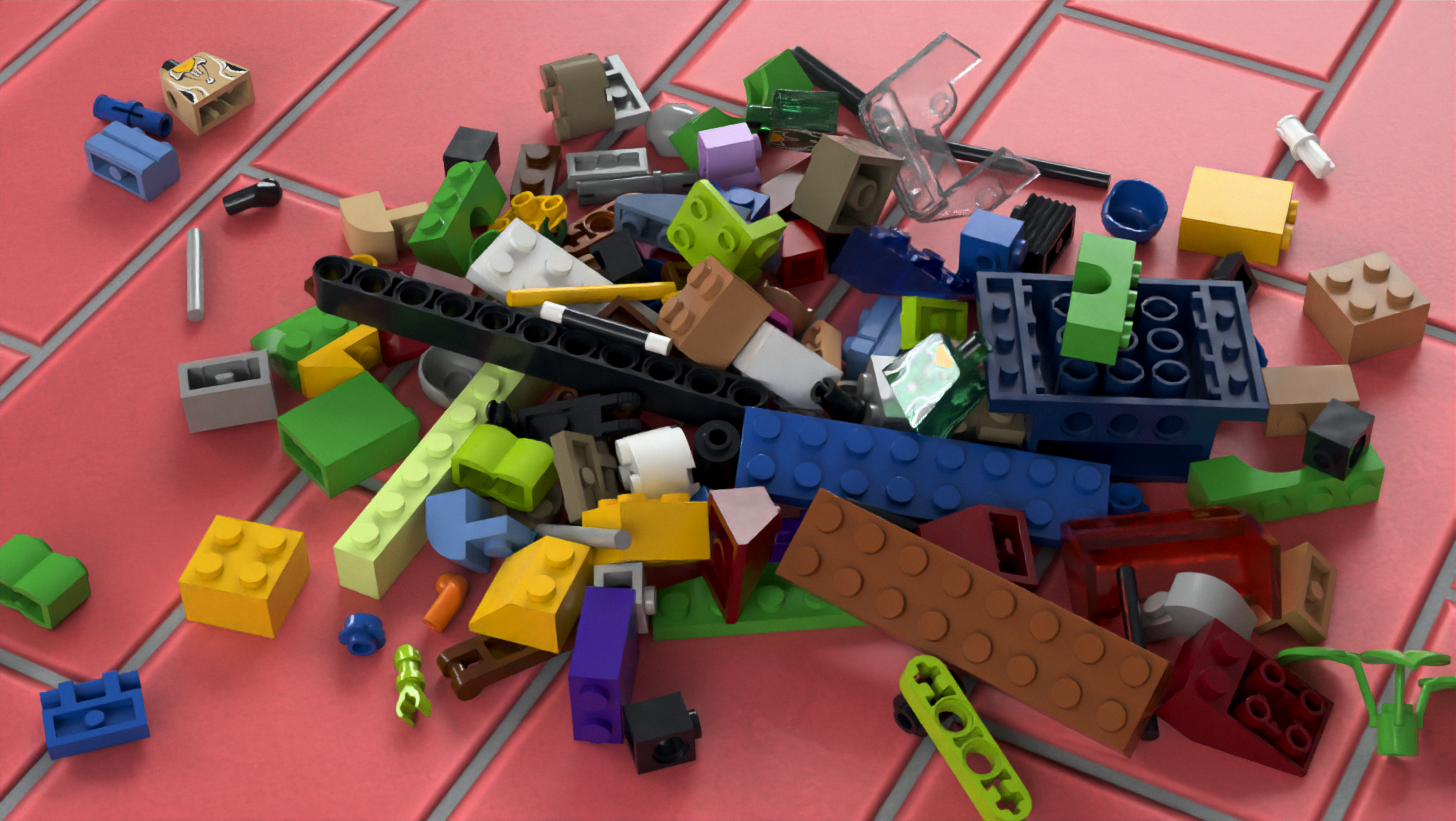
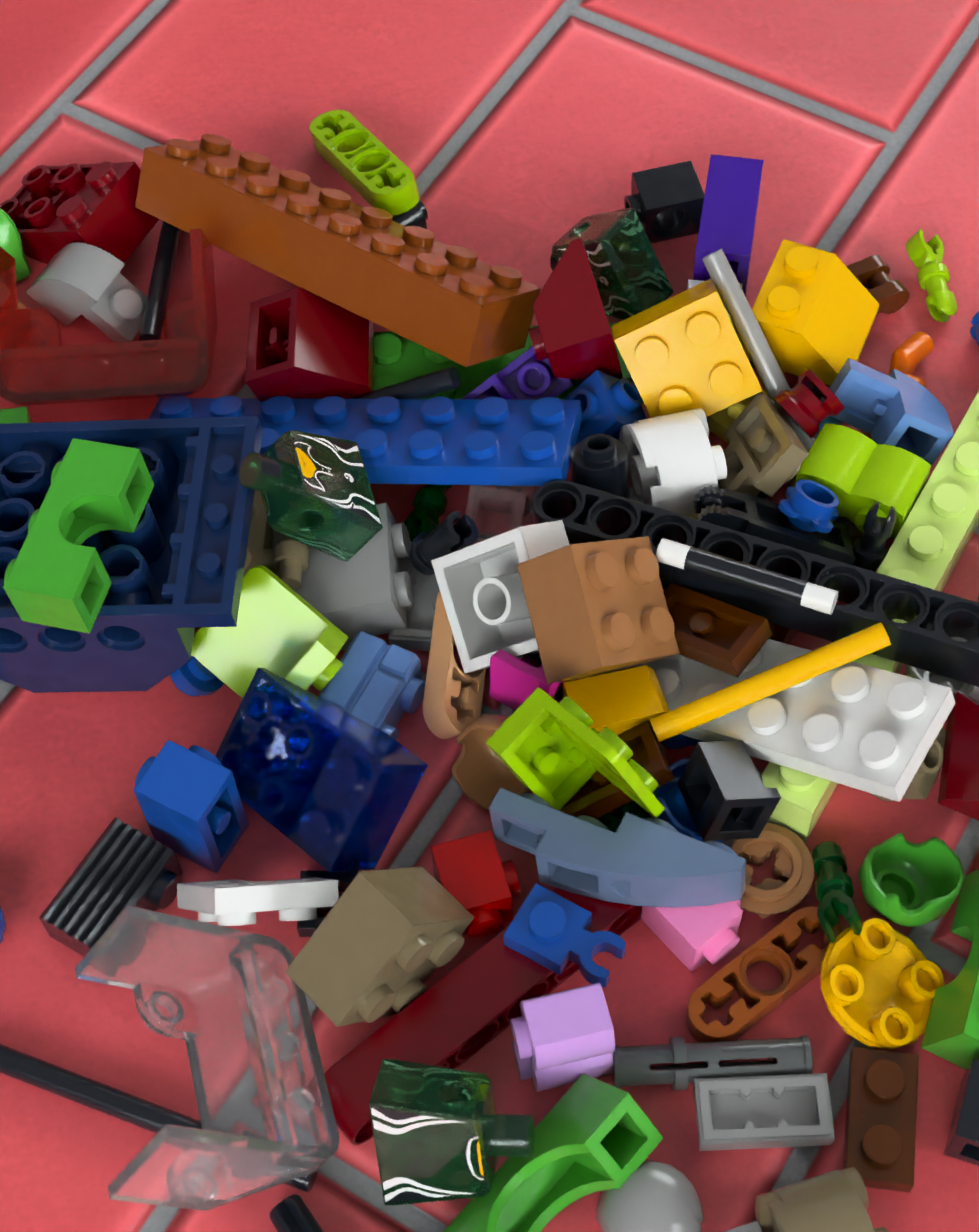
camera: 175 degrees left, 15 degrees up
(543, 415) = (810, 506): none -> blue plate
(543, 502) = (805, 407): none -> dark red wheel
(718, 640) = (620, 260): none -> clear green torso
(933, 205) = (237, 900): none -> white plate

